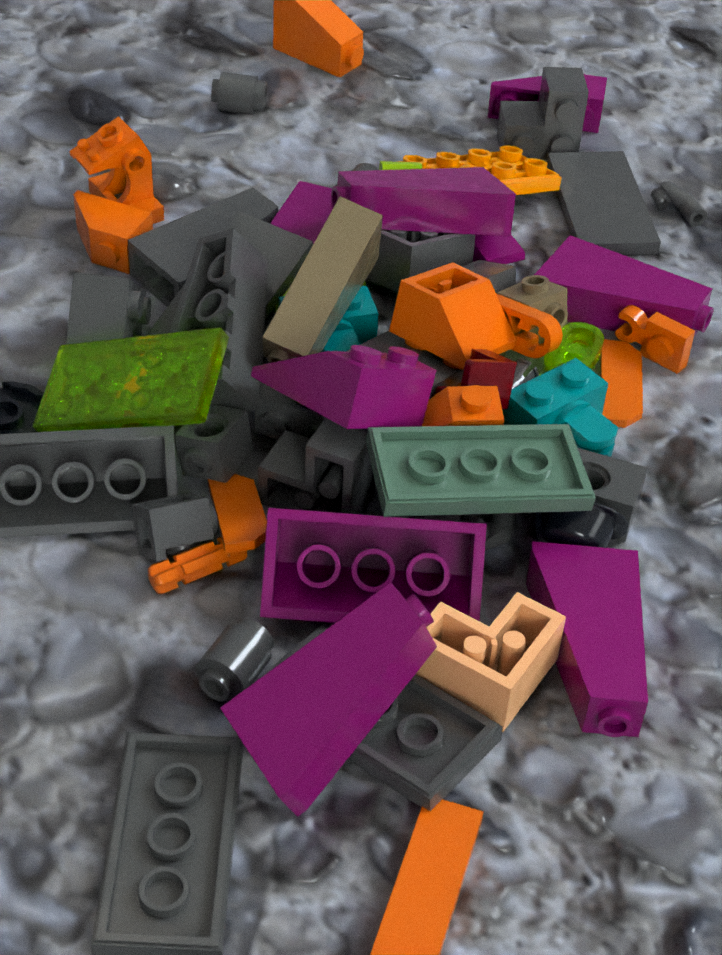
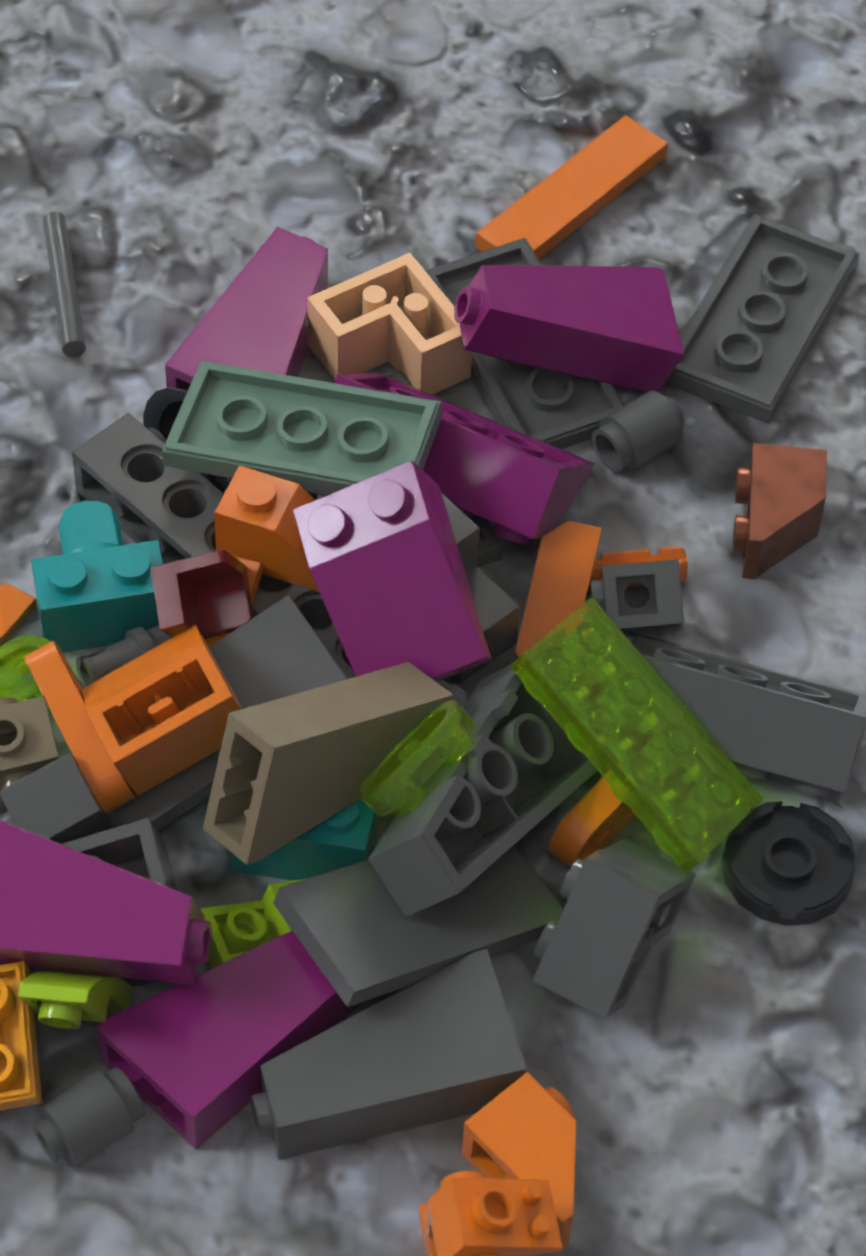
camera: 155 degrees left, 10 degrees up
(86, 638) = (782, 504): none -> copper slope
(261, 293) = (435, 742): none -> clear neon green plate

